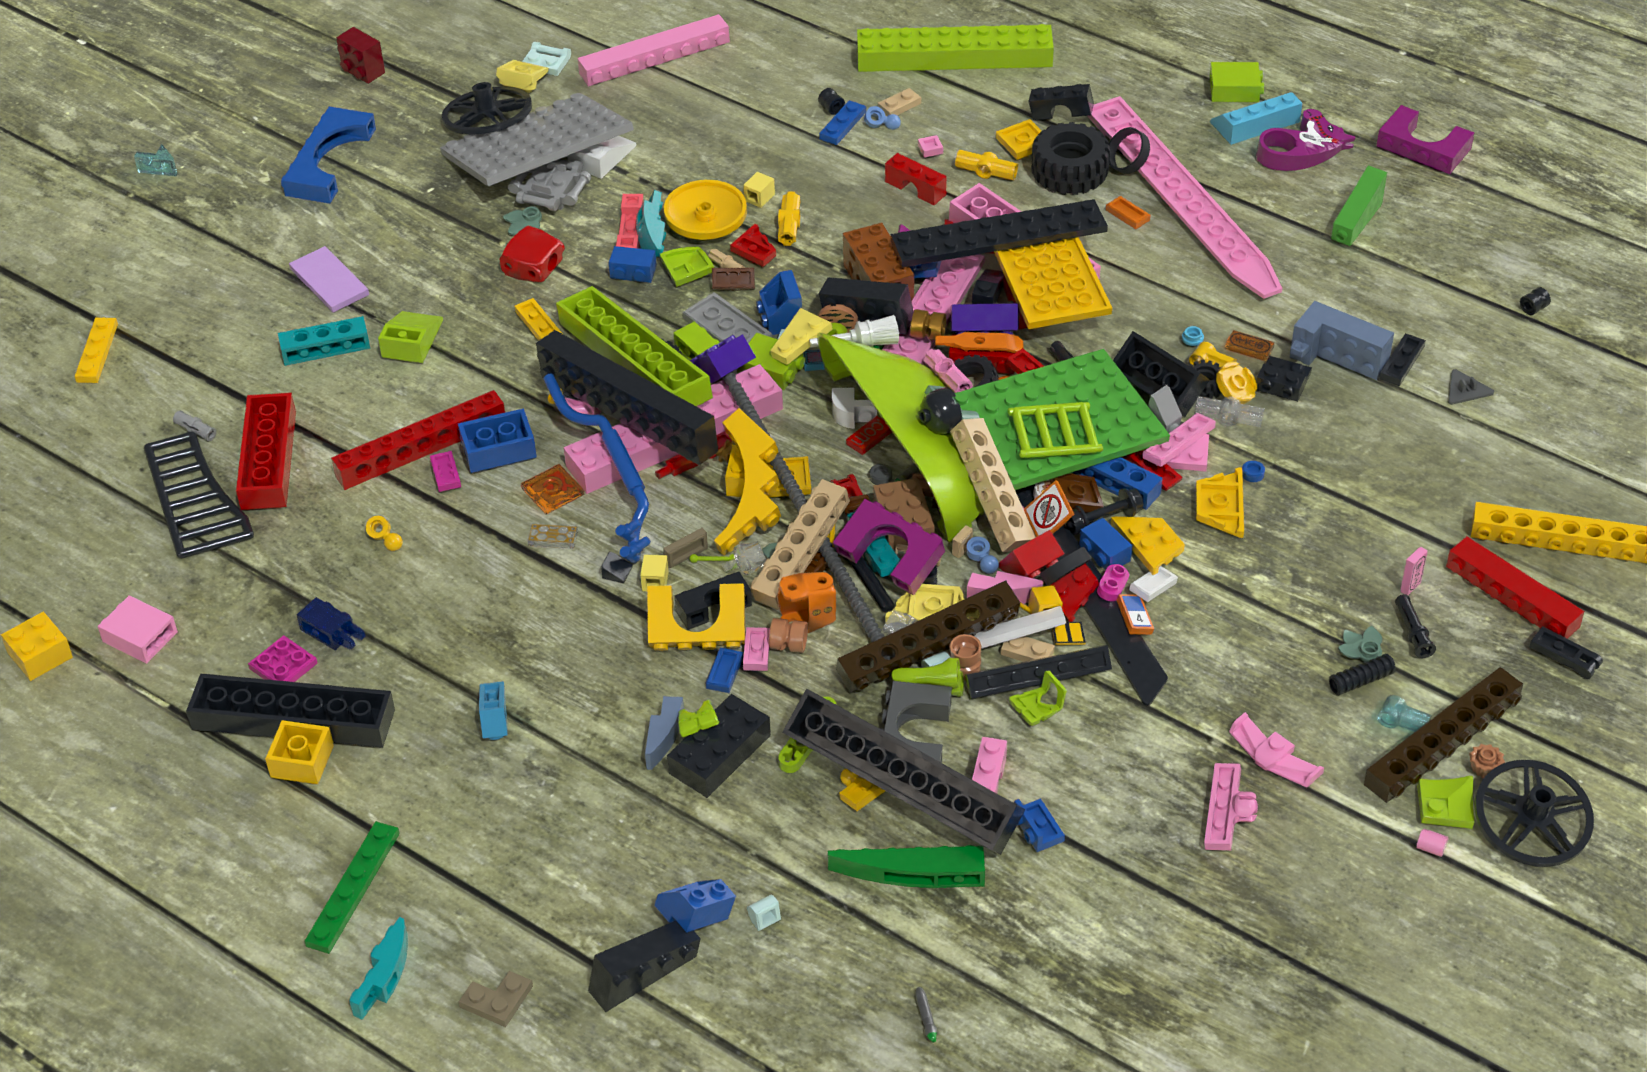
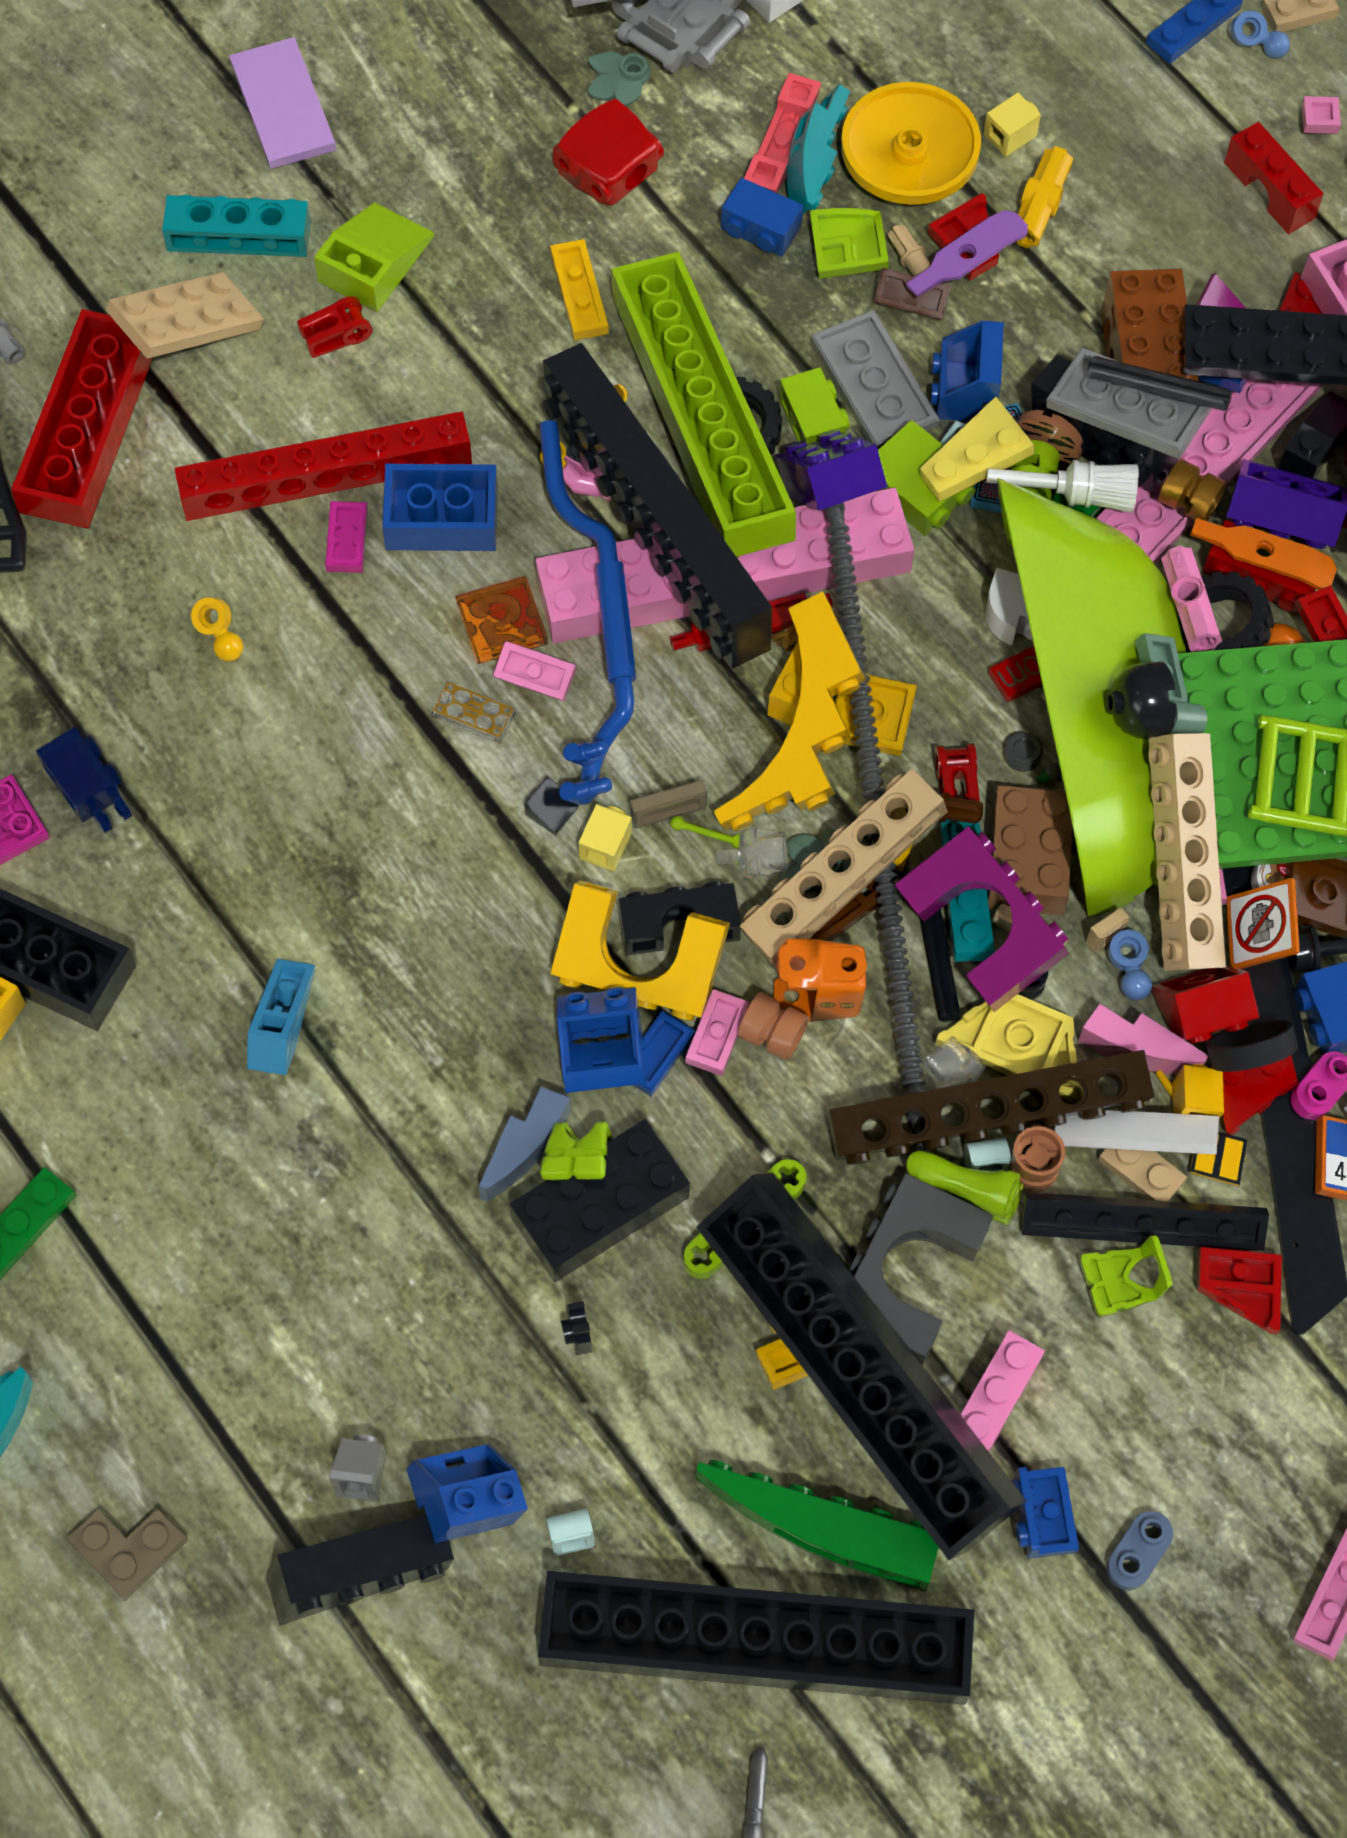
camera: 15 degrees right, 20 degrees up
(310, 384) = (184, 314): none -> tan plate
(400, 374) = (332, 327): none -> red piece
(582, 505) = (535, 671): none -> bright pink plate
(626, 916) = (358, 1468): none -> light grey slope
(690, 664) = (600, 1063): none -> blue piece
(729, 808) = (577, 1329): none -> black plate
(764, 243) = (981, 241): none -> medium lavender piece
(878, 284) = (1124, 411): none -> light grey tile
(890, 268) = (1159, 383): none -> black axle
(894, 928) = (757, 1637): none -> black brick
(1102, 825) = (1140, 1549): none -> sand blue plate
(1106, 686) = (1243, 1283): none -> red wing

